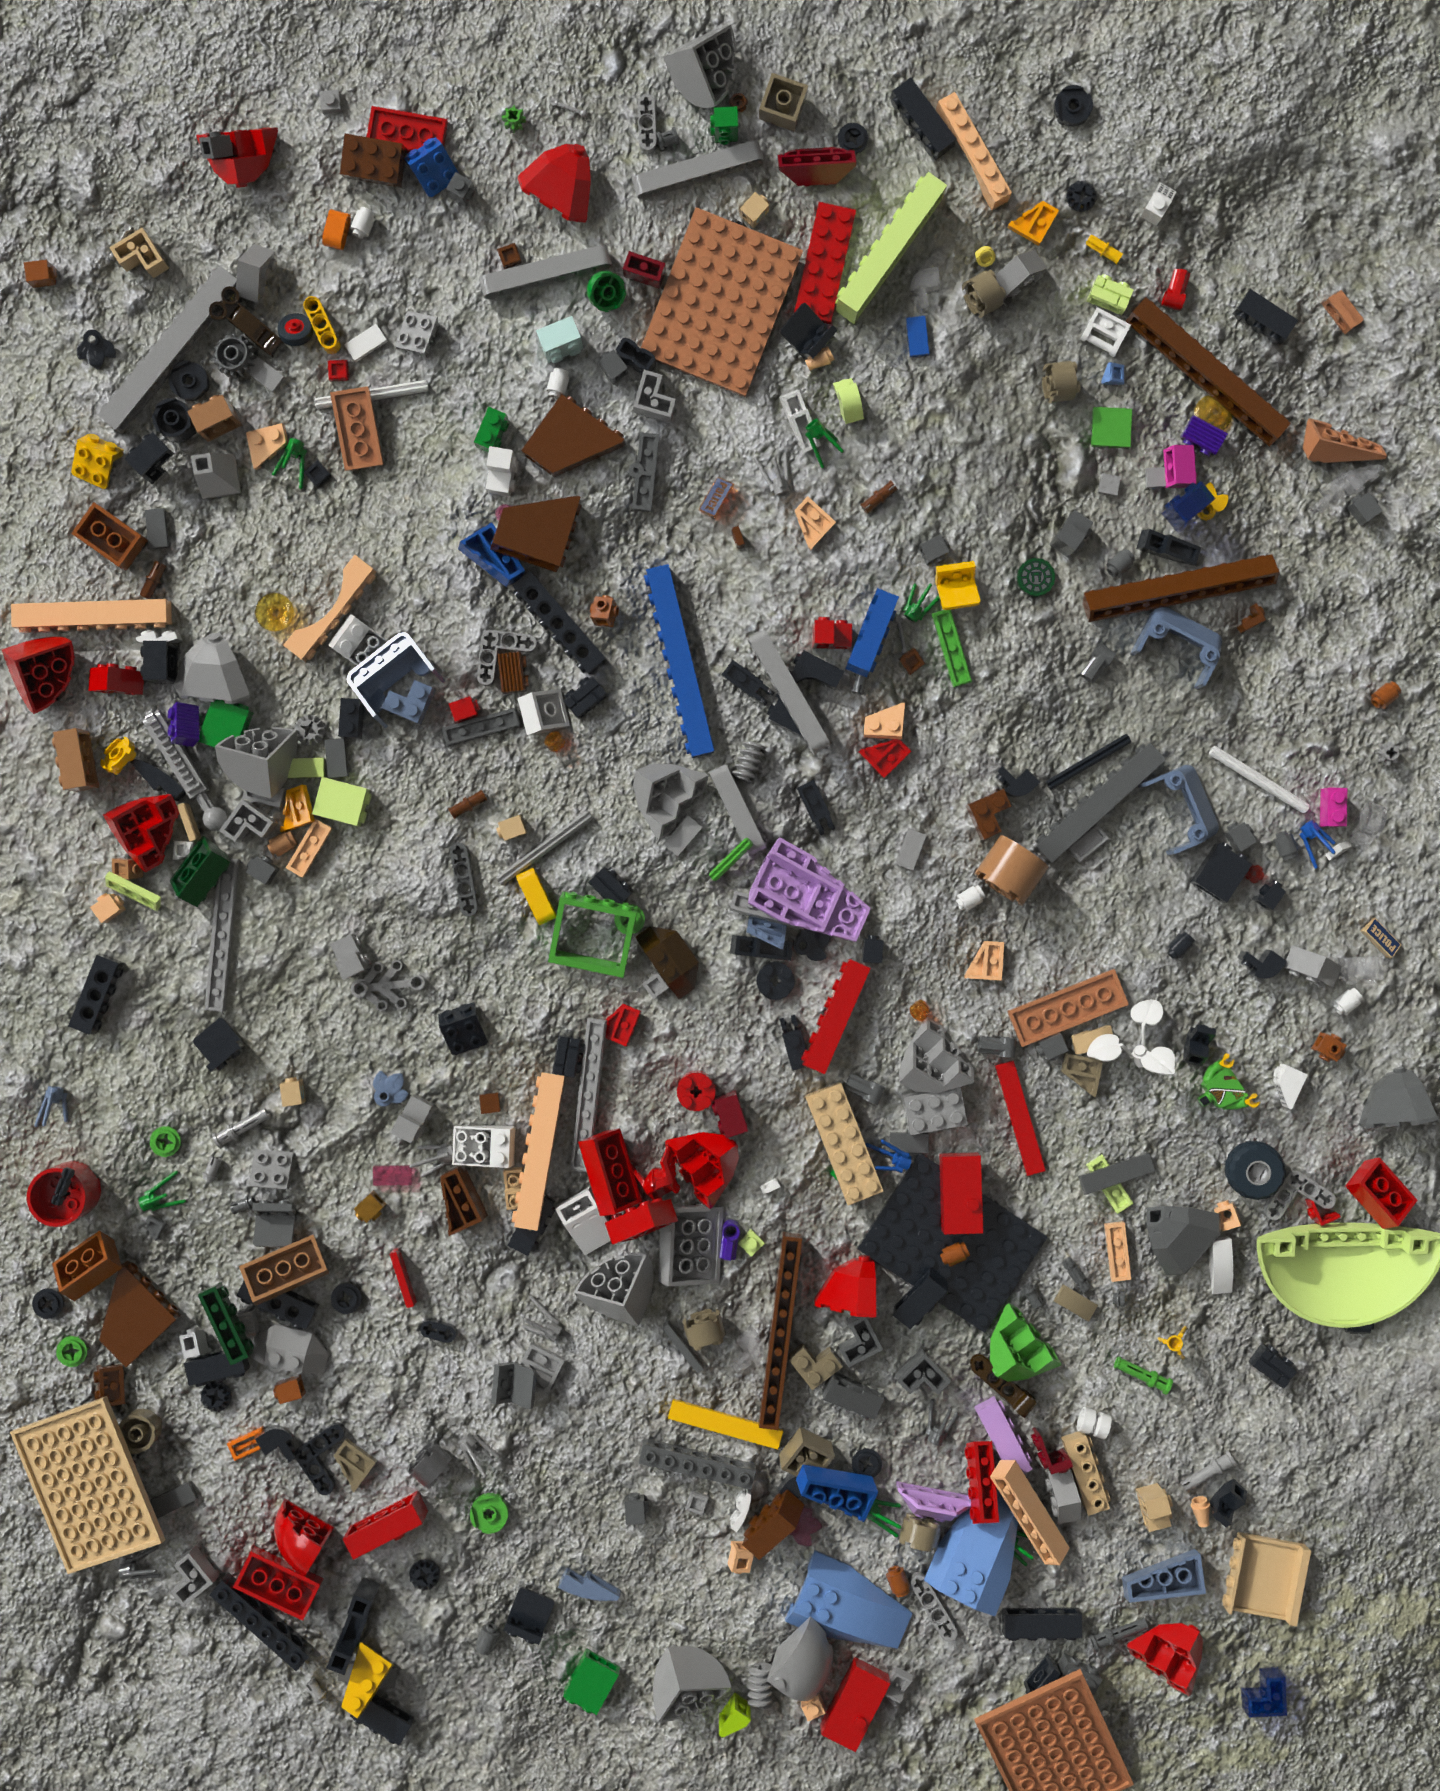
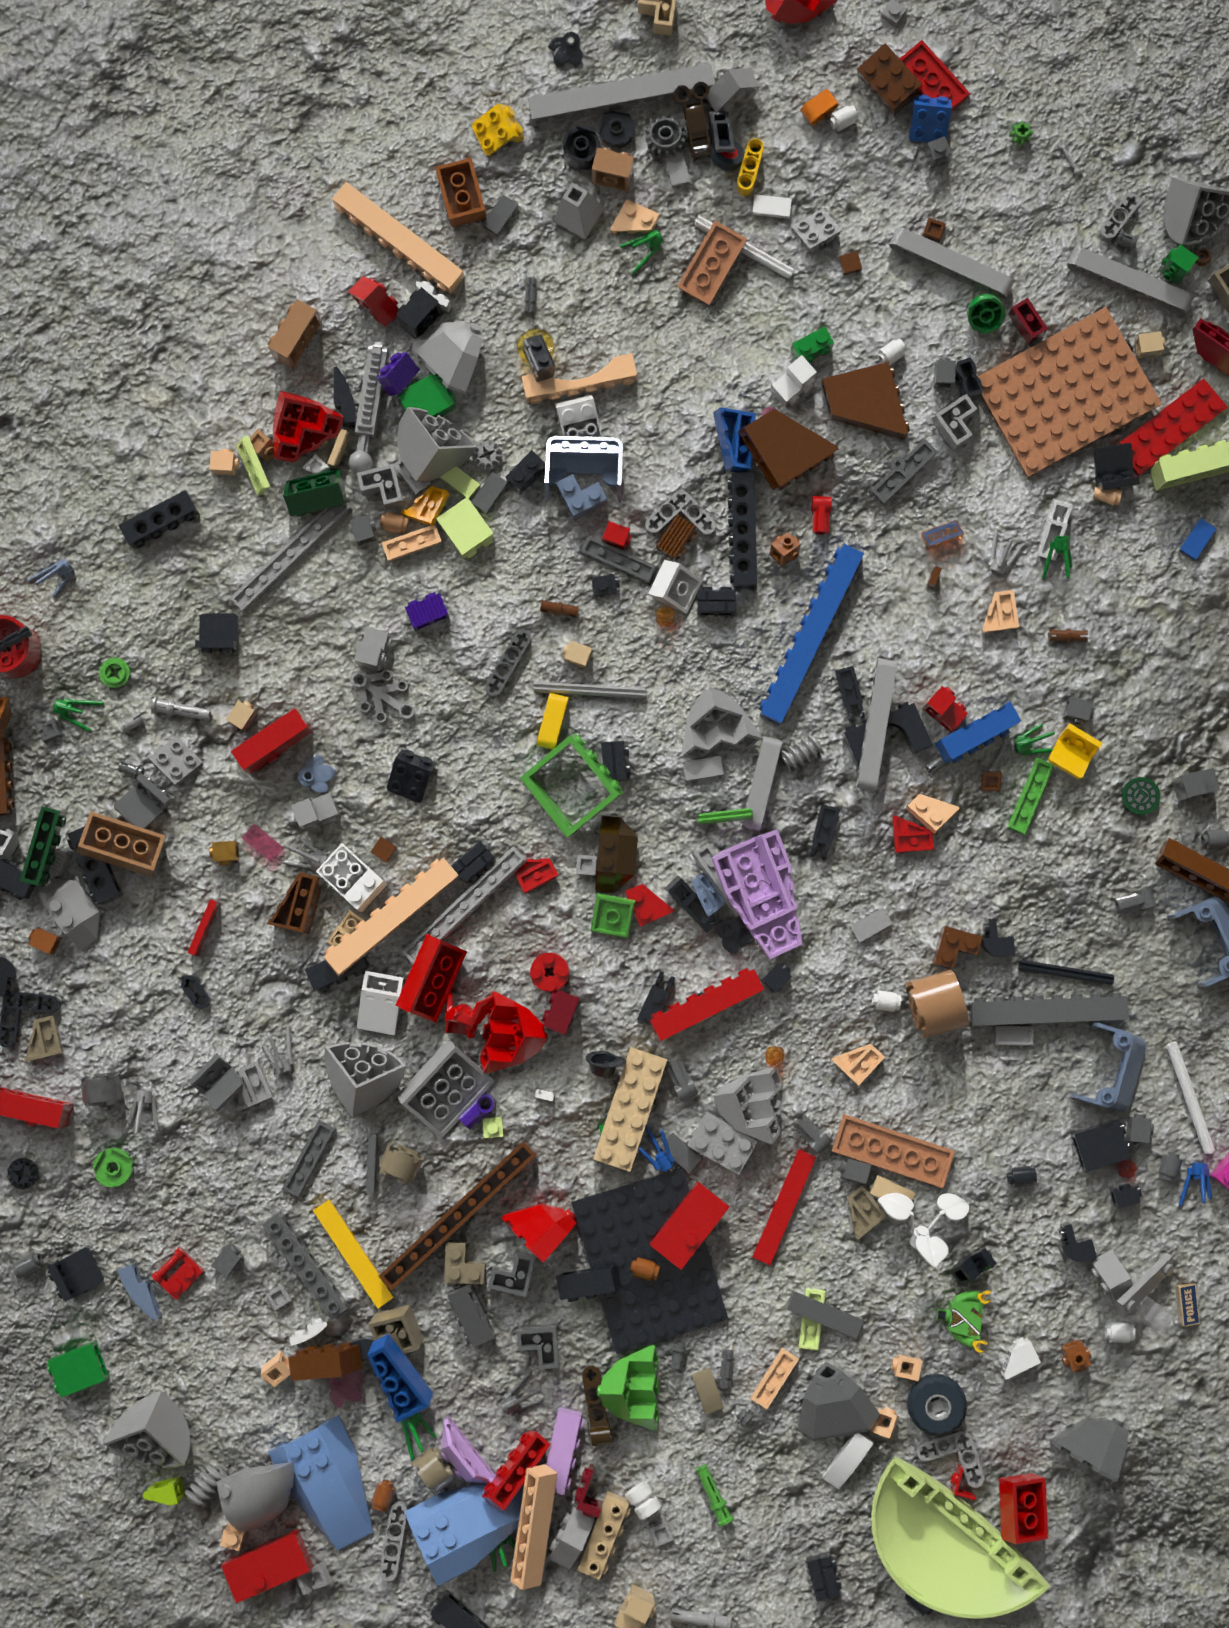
camera: 40 degrees right, 5 degrees down
(40, 669) = (326, 247): red brick -> none
(118, 755) = (329, 356): yellow plate -> none
(149, 457) = (539, 159): black brick -> none
(152, 580) = (465, 250): reddish brown axle -> none
(235, 573) = (530, 295): none -> dark grey axle
(275, 315) = (721, 131): none -> black slope
(284, 619) = (538, 358): none -> black brick
(317, 473) = (654, 272): black tile -> none
(333, 1094) = (271, 741): none -> red brick
(338, 370) = (734, 210): red tile -> none
(342, 1306) = (139, 911): black gear -> none
(366, 892) = (426, 611): none -> dark purple brick
(465, 337) = (850, 263): none -> reddish brown tile
(487, 755) = (605, 585): none -> black bracket
(560, 180) = (1018, 206): red brick -> none
(560, 340) = (920, 321): light aqua brick -> none
(606, 556) = (821, 509): none -> red piece
(611, 1550) = (182, 1278): none -> red plate
(631, 1382) = (308, 1158): none -> dark grey tile
(640, 920) = (601, 792): bright green gear -> none
(641, 1220) = (423, 1035): red brick -> none
(707, 1007) = (612, 915): none -> bright green tile
(727, 976) = (647, 905): none -> red wing
(784, 974) = (692, 941): black plate -> none
(795, 1124) = (604, 1063): none -> black piece
(849, 400) = (1104, 544): yellowish green brick -> none
(875, 1460) = (440, 1370): black gear -> none
(1127, 1434) = (661, 1533): none -> light grey tile
(1175, 1342) = (761, 1488): yellow plant -> none
(1216, 1160) = (913, 1370): none -> light nougat brick
(1339, 849) = (1210, 1205): white tile -> none
(1339, 952) = (1129, 1300): none -> light grey plate

